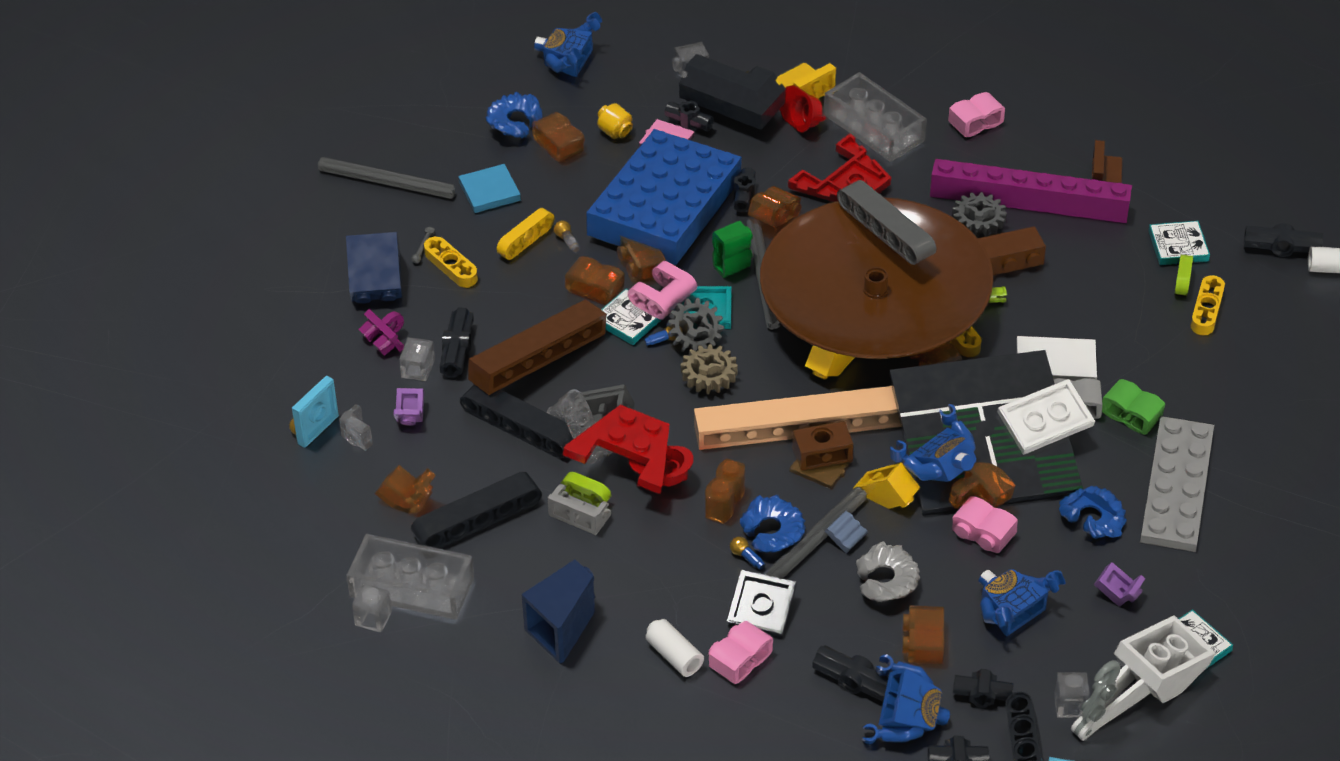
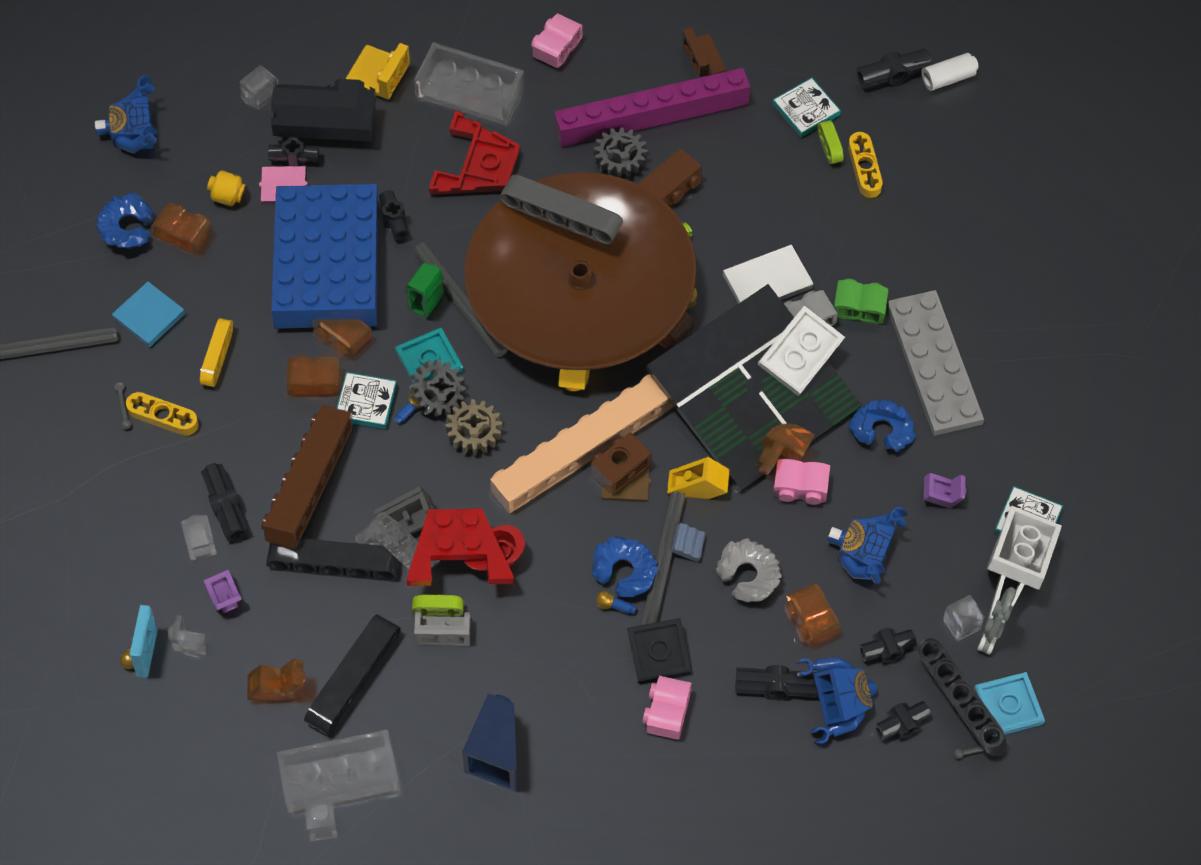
camera: 30 degrees left, 15 degrees up
(374, 267) = (98, 457): dark blue slope -> none
(388, 337) = (135, 520): magenta hips -> none
(563, 230) = (248, 332): piece -> none
(674, 647) = (609, 730): white brick -> none
(677, 287) = (400, 355): bright pink connector -> none
(725, 490) = (563, 550): clear orange brick -> none
(775, 206) = (435, 223): clear orange brick -> none
(801, 109) = (397, 103): red piece -> none
(943, 455) = (741, 432): blue torso -> none

